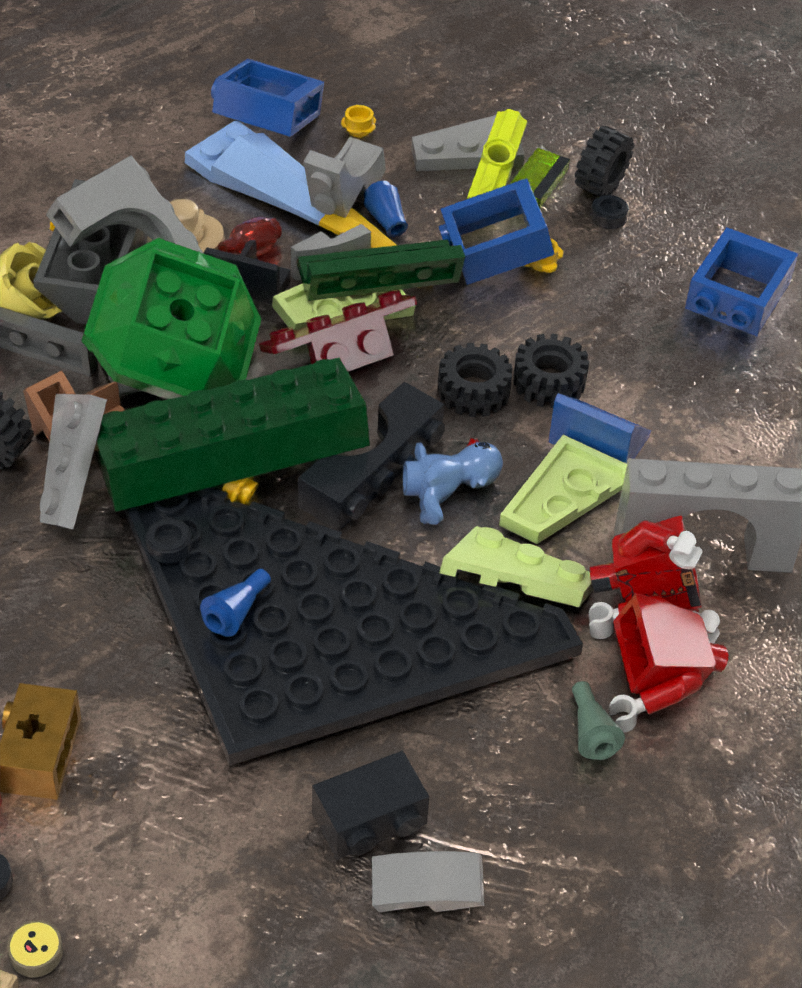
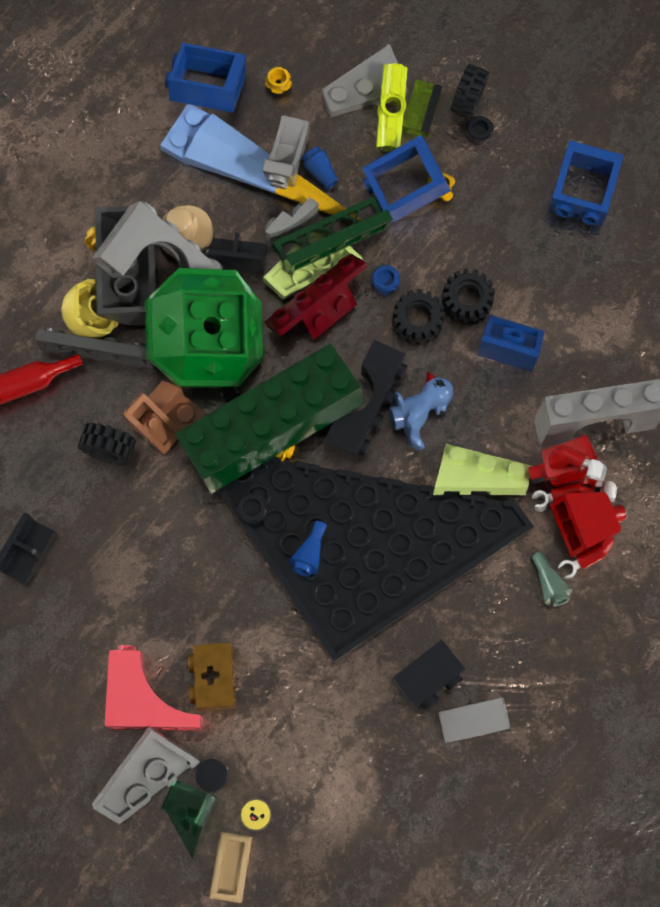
camera: 10 degrees left, 25 degrees up
(69, 456) = (169, 456): light grey wing -> none
(259, 228) = (231, 220): clear red plant -> none
(440, 336) = (385, 279): none -> blue tile
(562, 489) = (497, 398): yellowish green wing -> none

